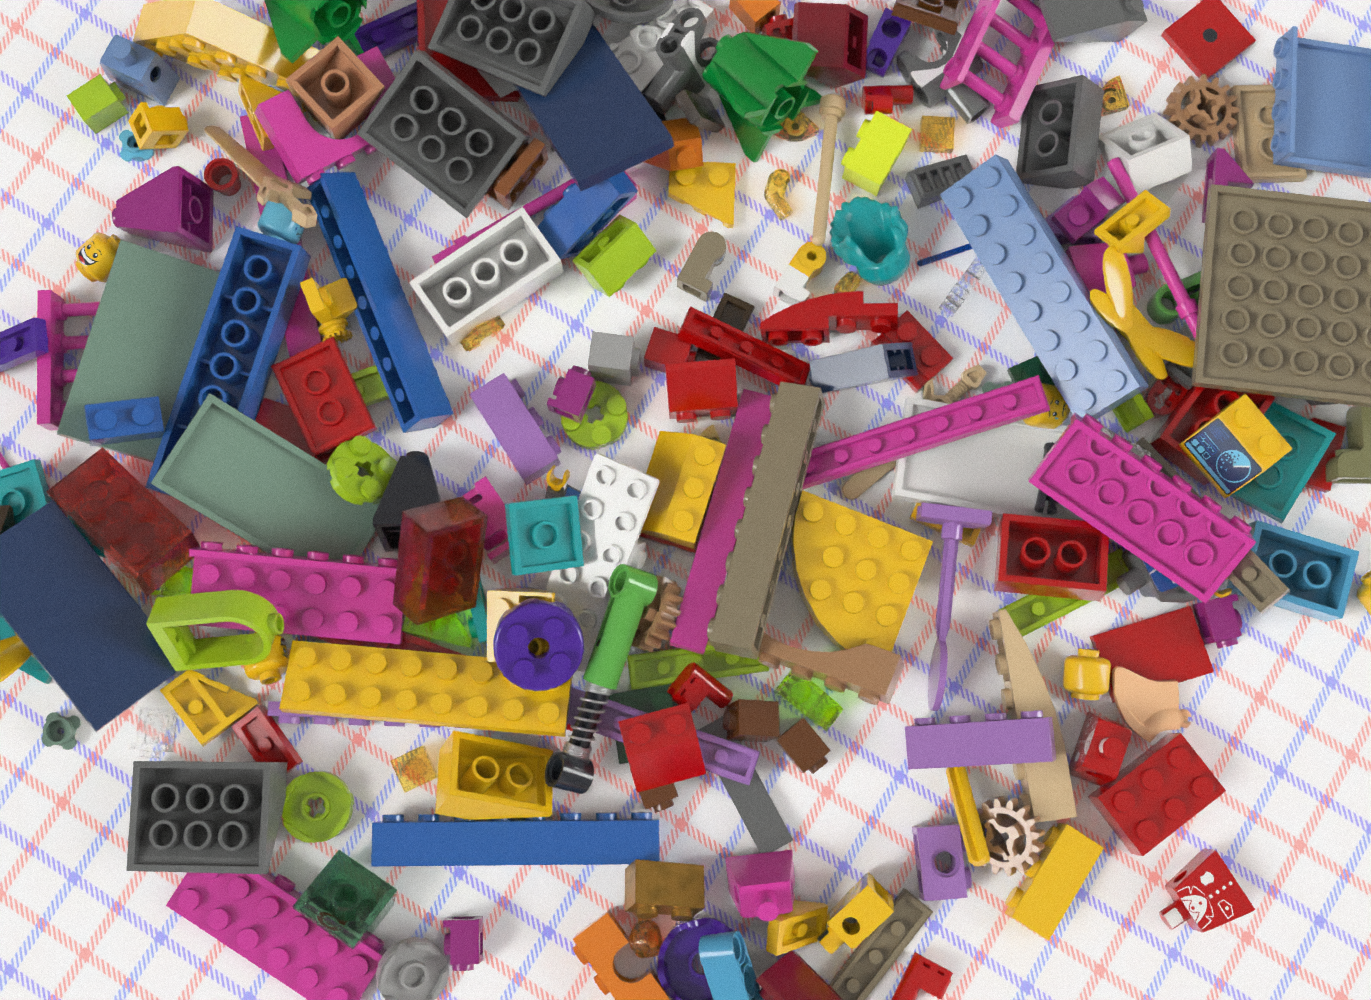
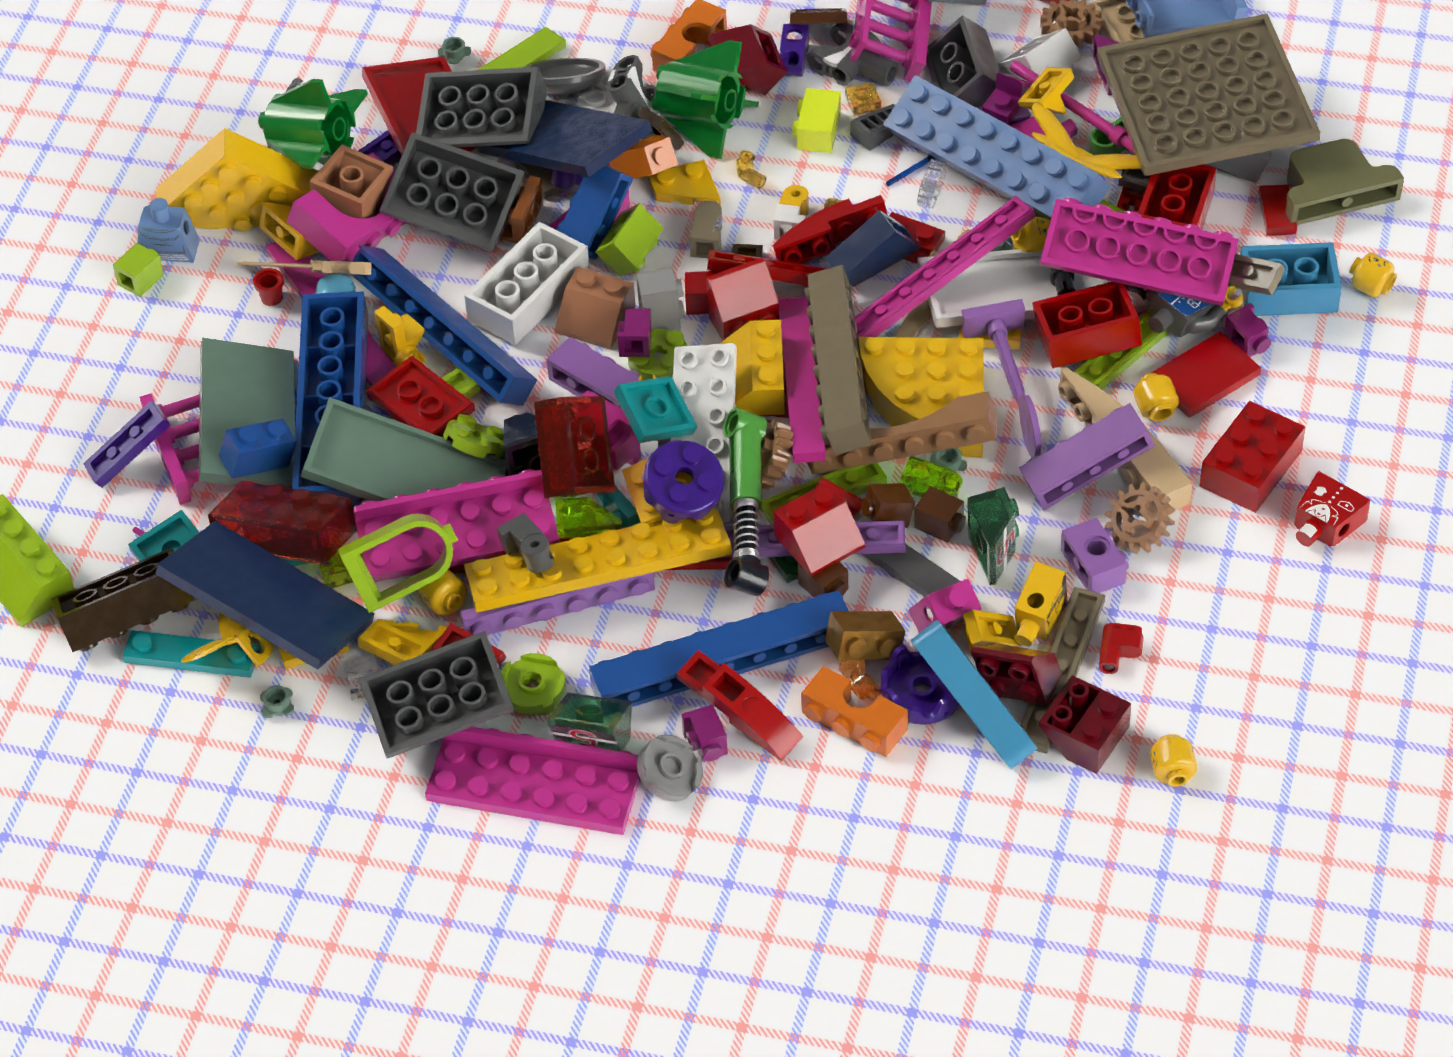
camera: 15 degrees left, 30 degrees down
(97, 256) = (182, 367): yellow head -> none
(130, 152) = (182, 290): medium azure plate -> none
(158, 126) = (199, 265): yellow brick -> none
(169, 210) = (228, 315): magenta slope -> none
(356, 659) = (528, 540): none -> dark grey leg
(414, 769) = (608, 631): clear yellow plate -> none
(482, 331) = (535, 326): clear yellow tile -> none
(491, 779) = (677, 608): yellow slope -> none
(504, 929) = (742, 703): none -> red slope
(547, 333) = (594, 306): none -> nougat slope
(798, 130) = (745, 127): clear yellow tile -> none
(831, 109) = (769, 105): tan piece -> none
(846, 805) = (993, 530): none -> clear green slope
(871, 239) = (842, 170): teal hair -> none
(883, 97) = (818, 81): red piece -> none
(967, 816) = (1097, 508): yellow axle -> none
(1053, 880) = (1194, 540): yellow brick -> none
(1099, 749) = (1190, 426): red torso -> none
(1114, 97) = (998, 37): clear yellow tile -> none
(1148, 704) = (1213, 403): light nougat arm -> none
(1235, 446) = (1197, 195): slope -> none
(1281, 484) = (1246, 210): teal plate -> none

